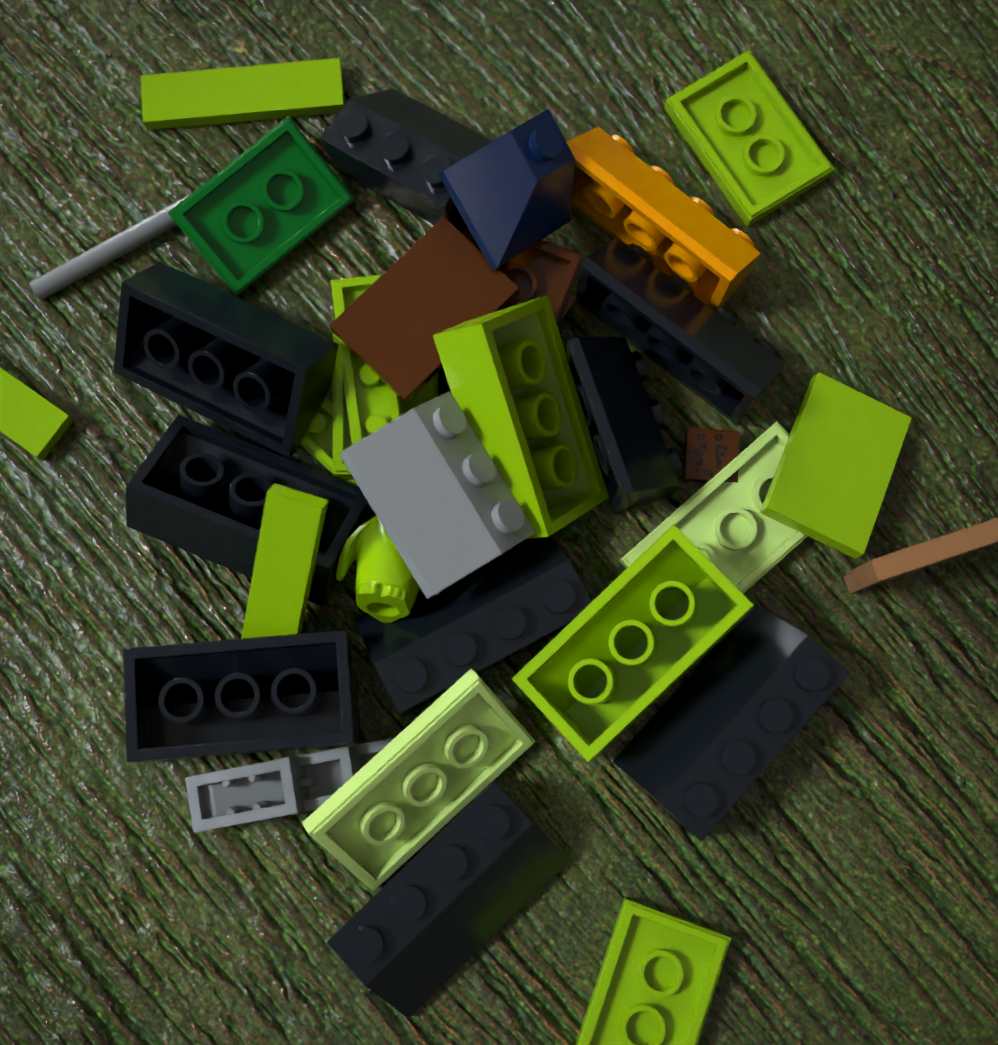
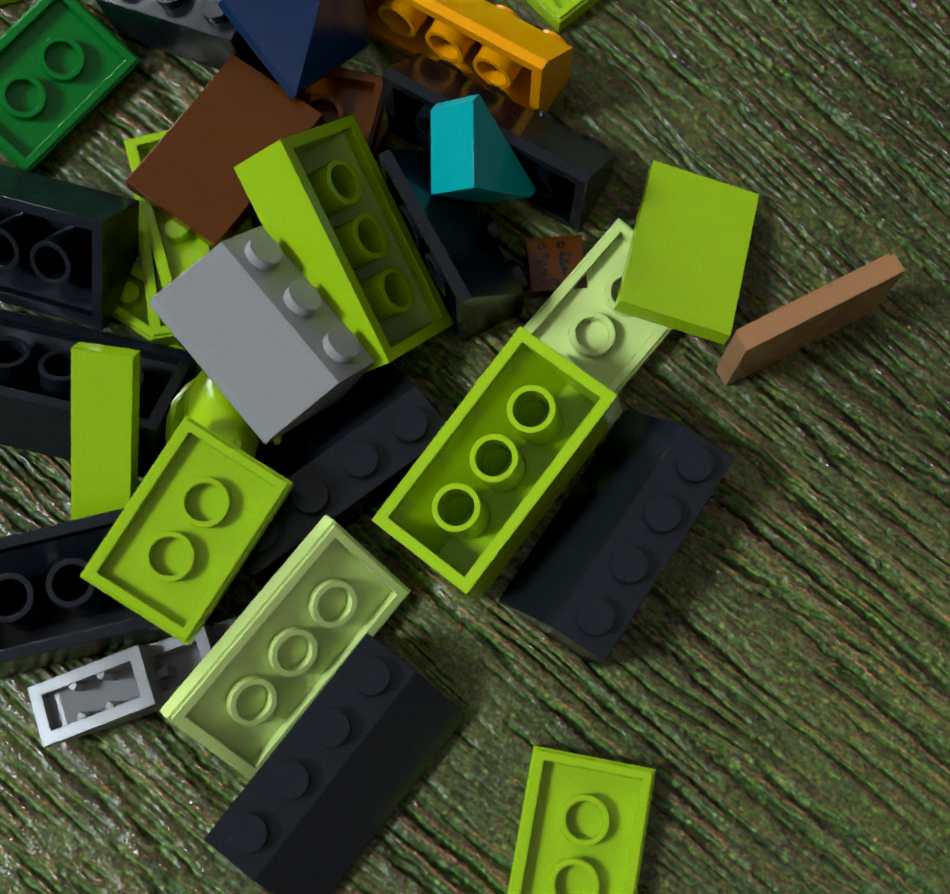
camera: 10 degrees left, 5 degrees down
(348, 668) = (187, 530): none -> lime tile
(653, 351) = (472, 155): none -> teal slope

